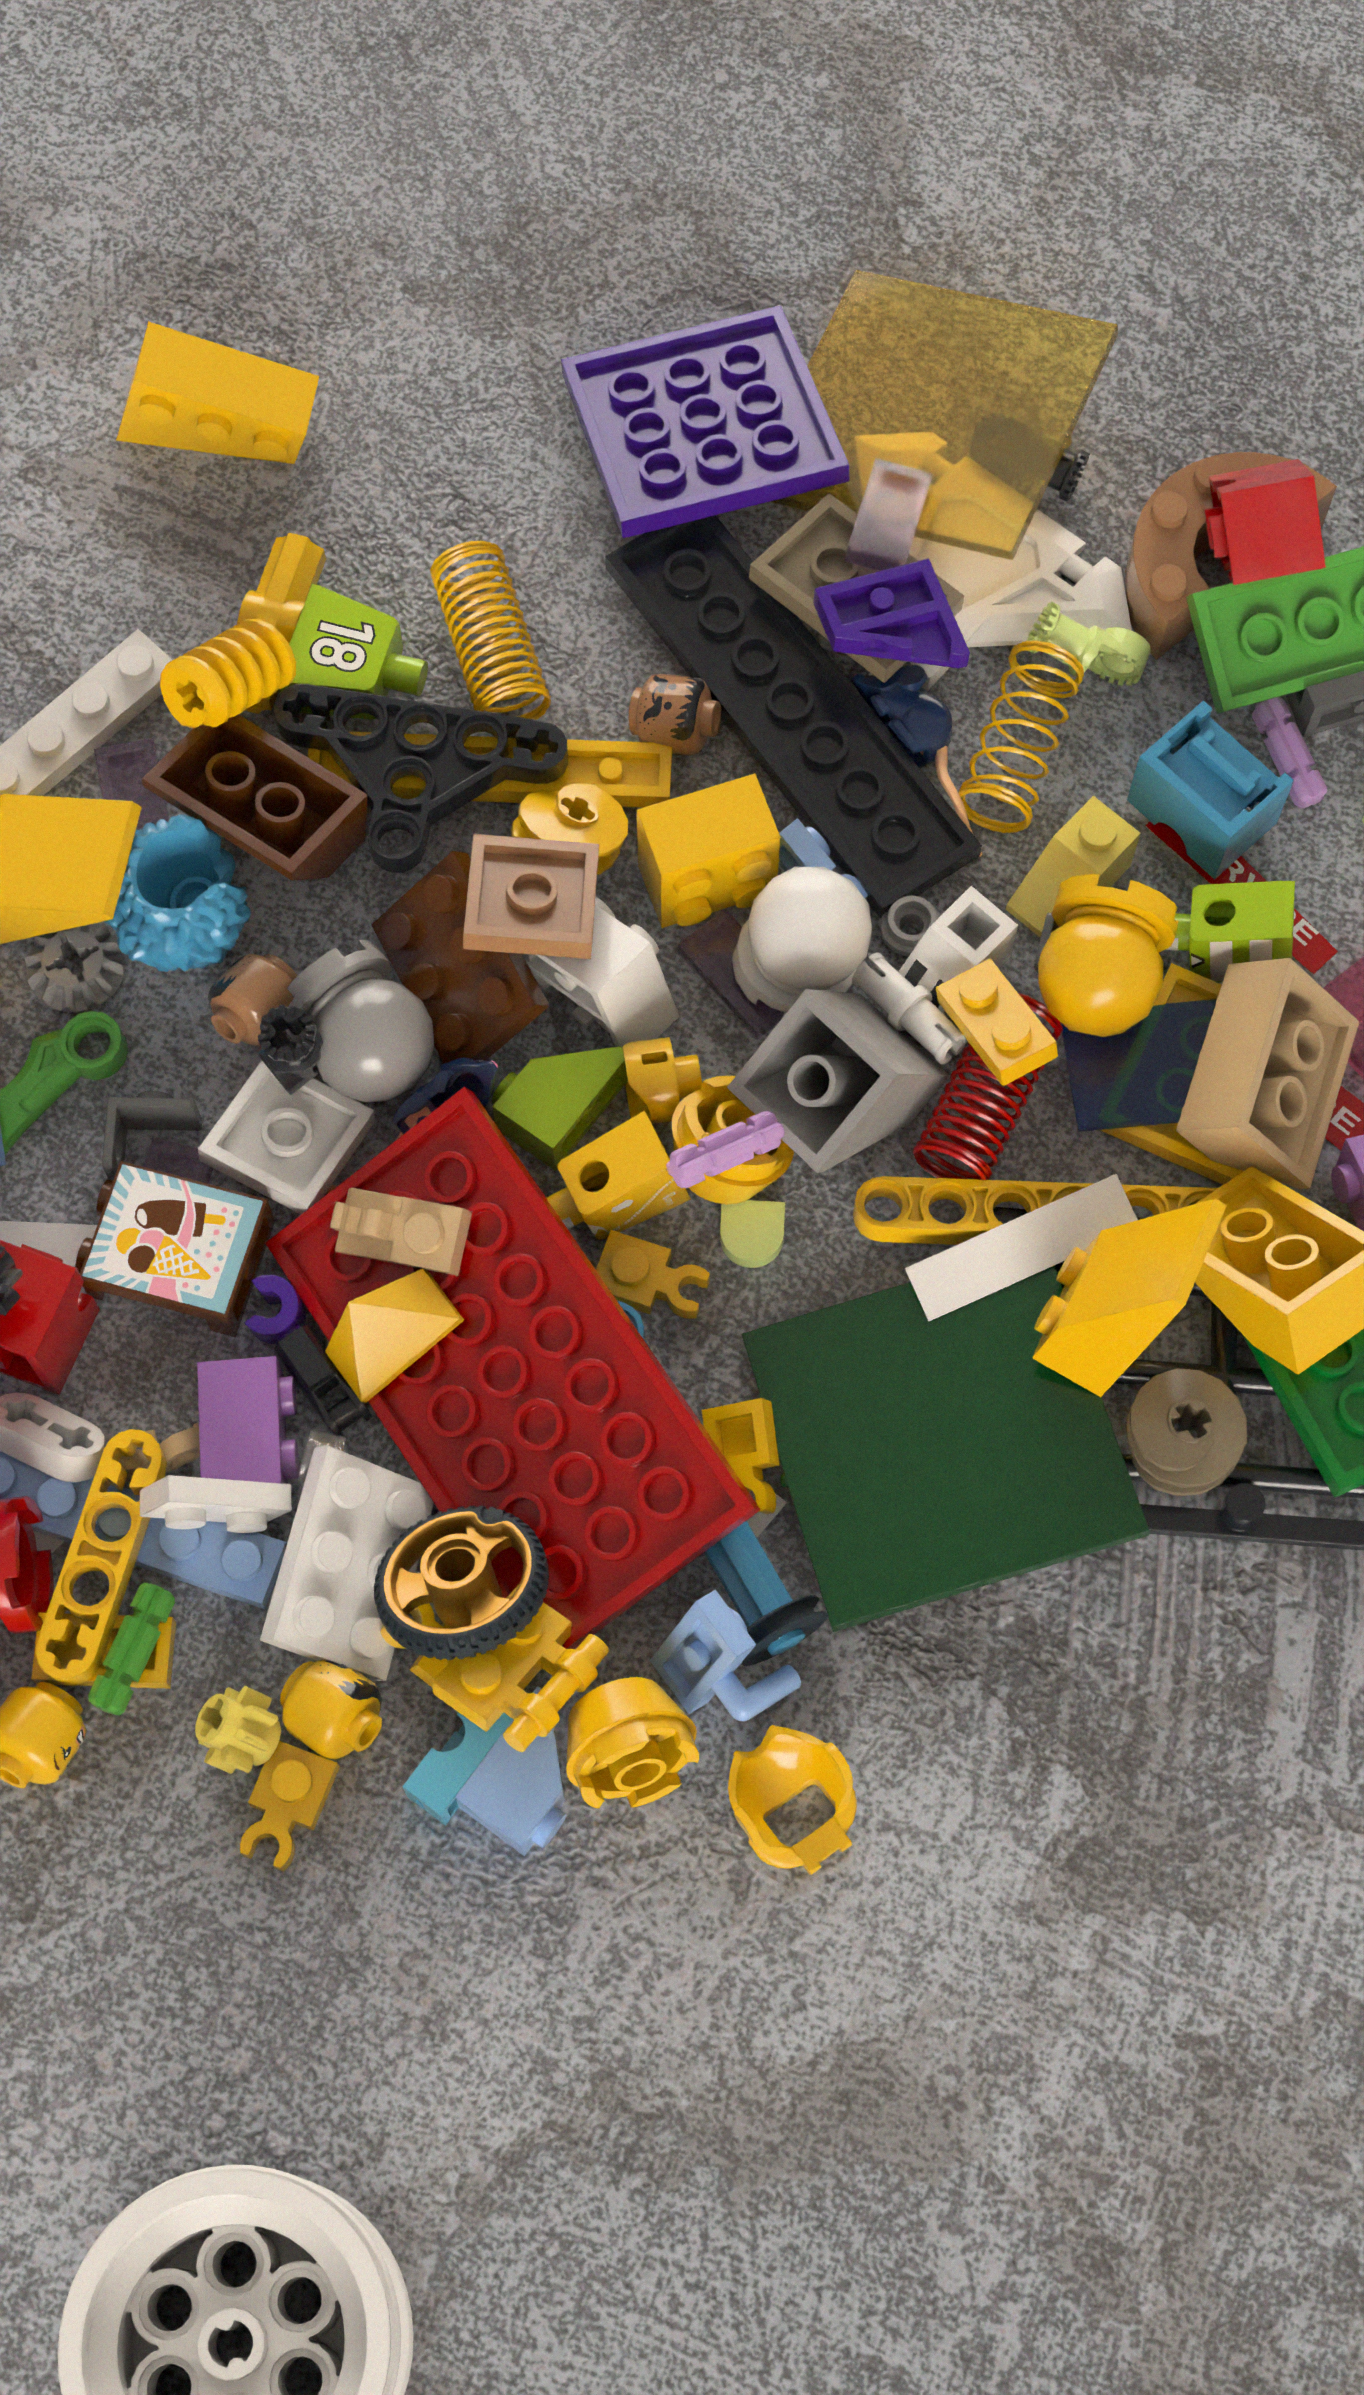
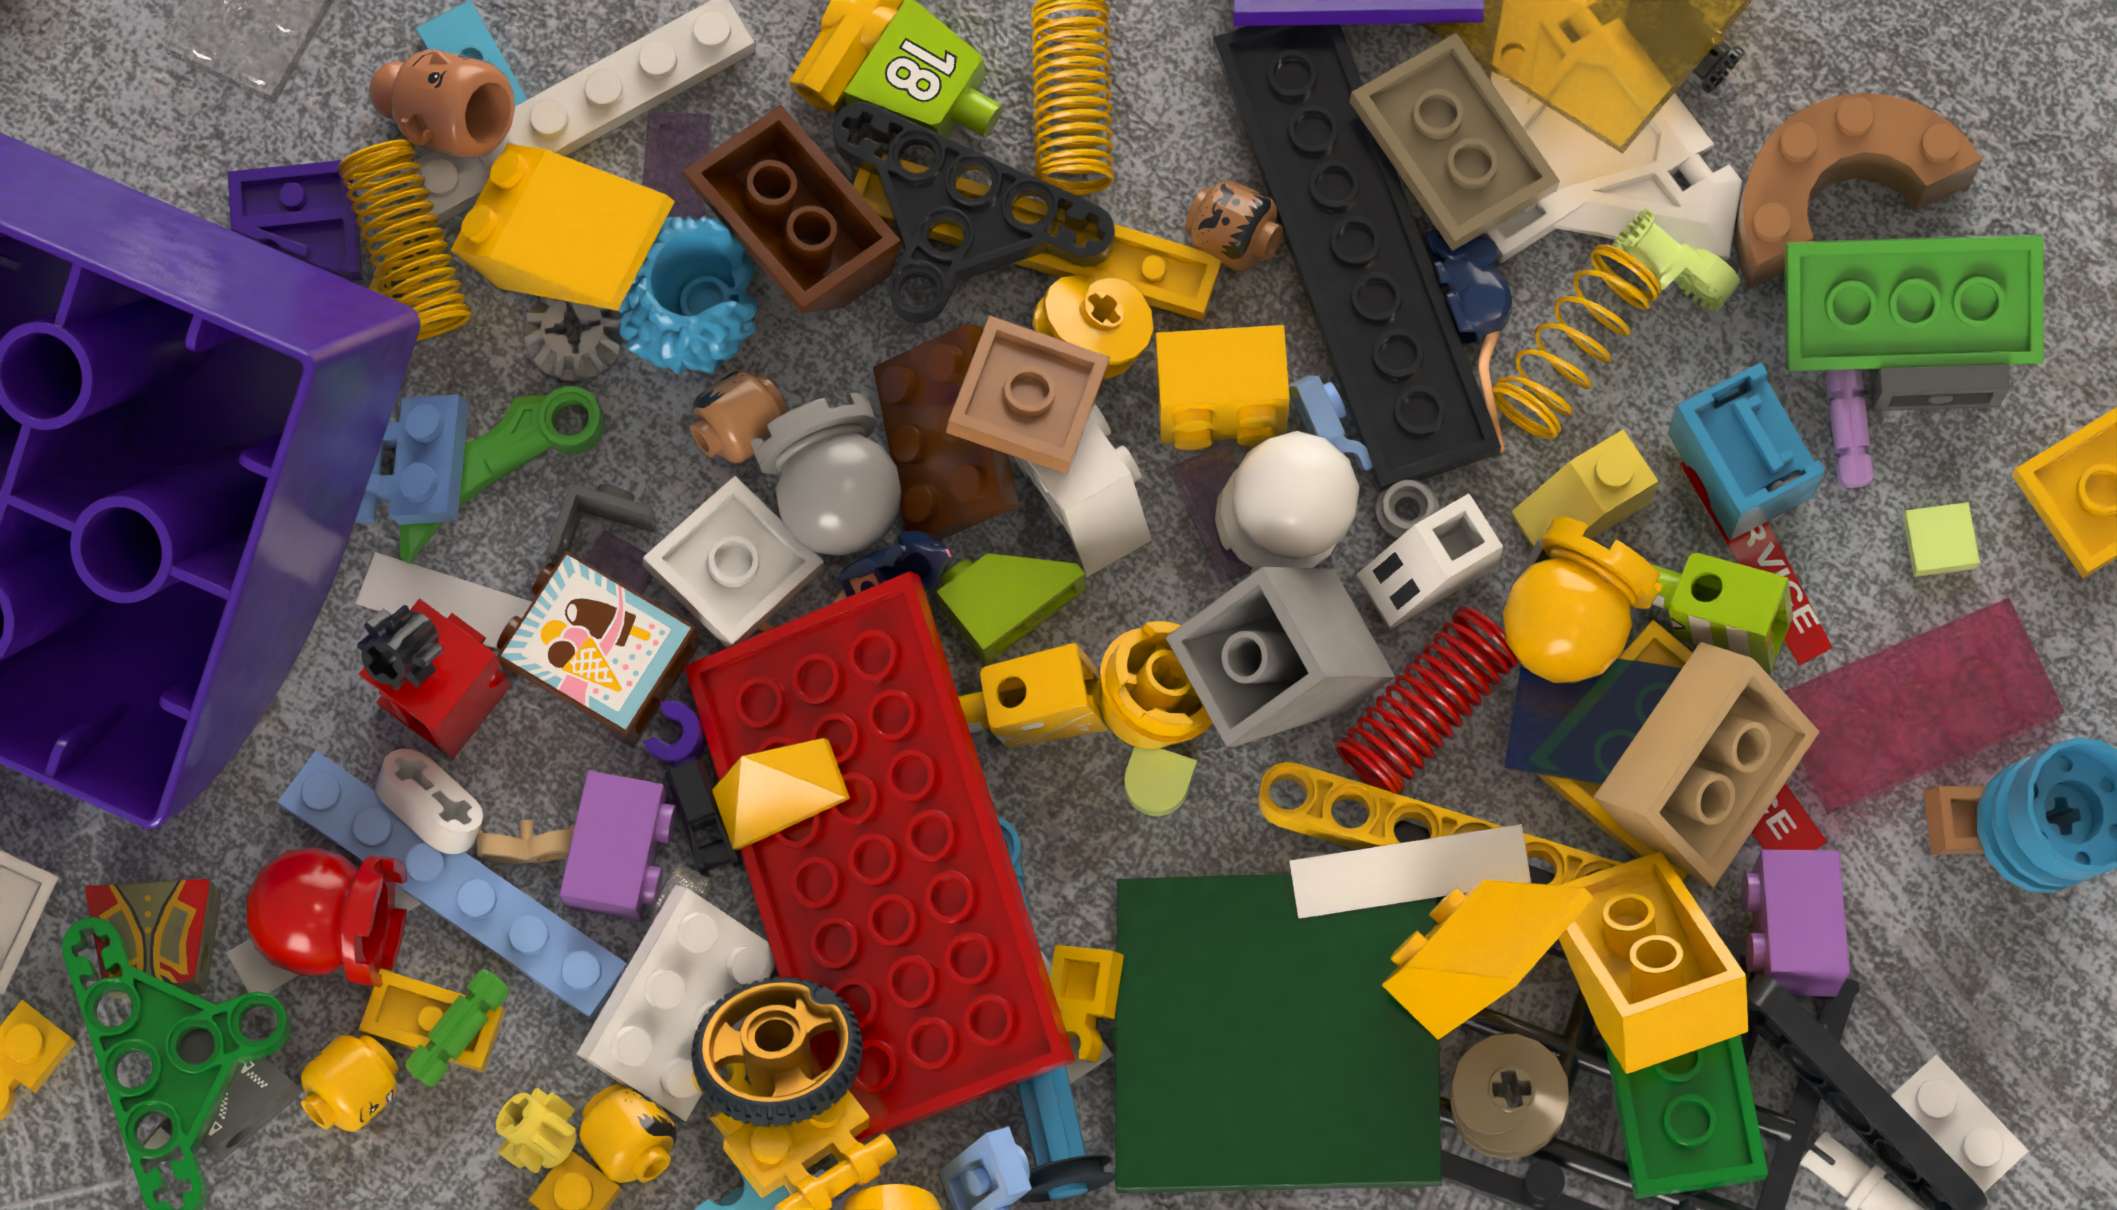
camera: 20 degrees right, 5 degrees up
(93, 1554) = (442, 927): yellow beam -> none
(194, 1500) = (546, 905): white plate -> none
(227, 674) = (794, 83): yellow piece -> none
(289, 1064) = (746, 490): black connector -> none
(401, 1230) = (813, 695): tan plate -> none
(640, 1273) = (1035, 791): yellow plate -> none
(658, 1078) = (1107, 604): yellow piece -> none
(725, 1149) = (1141, 703): lavender axle -> none
(888, 516) = (1507, 77): tile -> none
(893, 617) = (1475, 190): dark purple wing -> none
(909, 1008) = (1374, 599): white pin -> none
(997, 1022) = (1449, 641): yellow plate -> none
(1265, 522) = (1882, 189): red piece -> none

